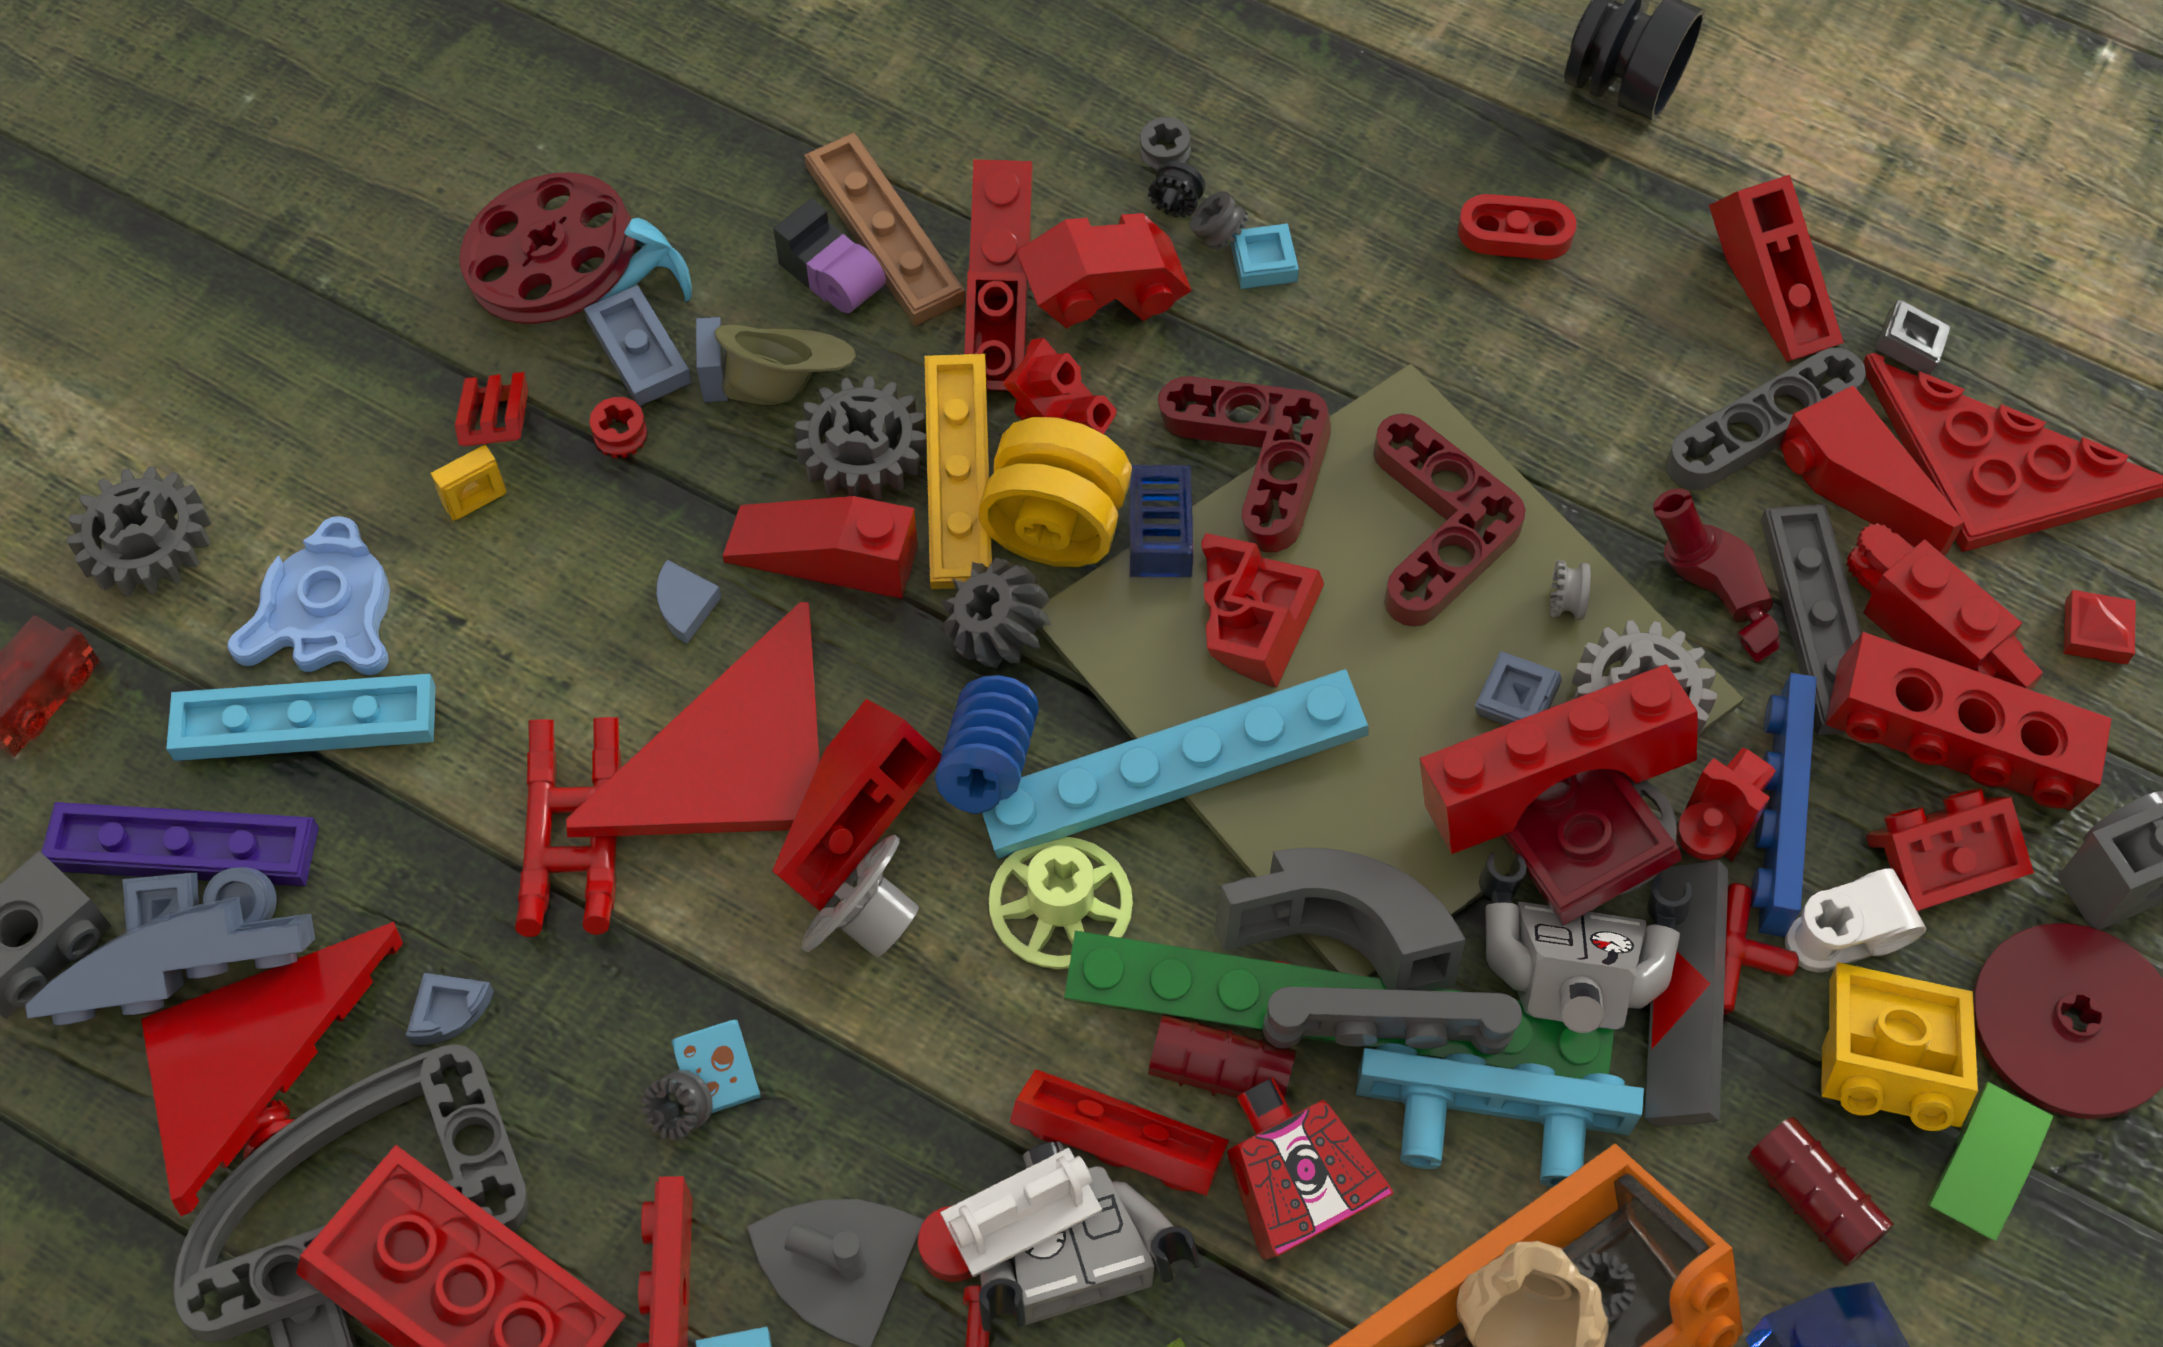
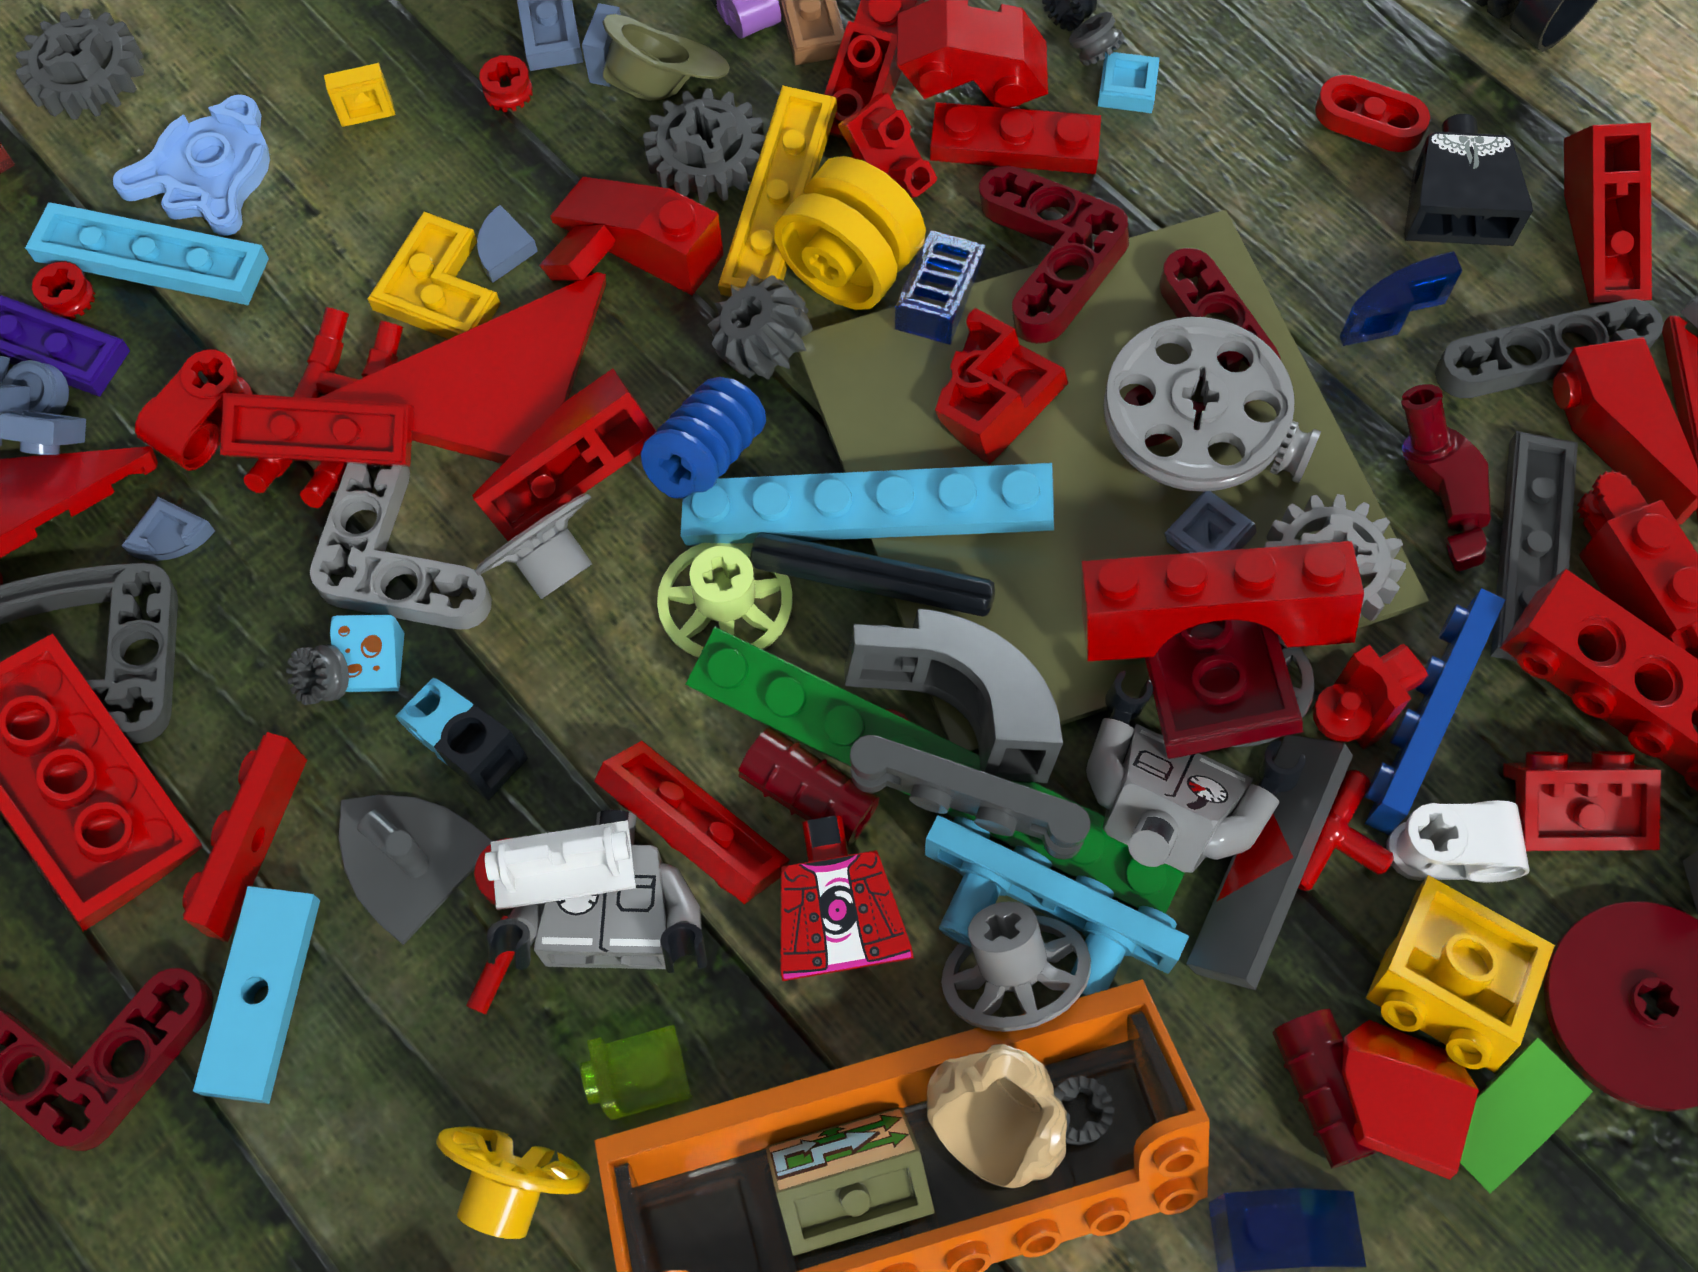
camera: 20 degrees right, 5 degrees up
(236, 791) = (69, 302): none -> red bush
(428, 879) = (187, 414): none -> red piece
(490, 396) = (409, 35): red tile -> none
(578, 851) = (316, 429): none -> red tile
(615, 670) = (423, 283): none -> yellow tile
(688, 977) = (375, 567): none -> light grey beam
(771, 588) = (578, 253): none -> red tile
(852, 1120) = (463, 737): none -> black leg
(1172, 344) = (1015, 138): none -> red plate
(1206, 831) = (873, 574): none -> black axle
(1445, 587) = (1222, 394): none -> light grey wedge
(1486, 1164) = (1012, 959): none -> light grey wheel
(1606, 411) = (1387, 304): none -> clear blue slope
(1634, 279) = (1467, 188): none -> black torso
(1895, 1175) = (1408, 1098): none -> red slope

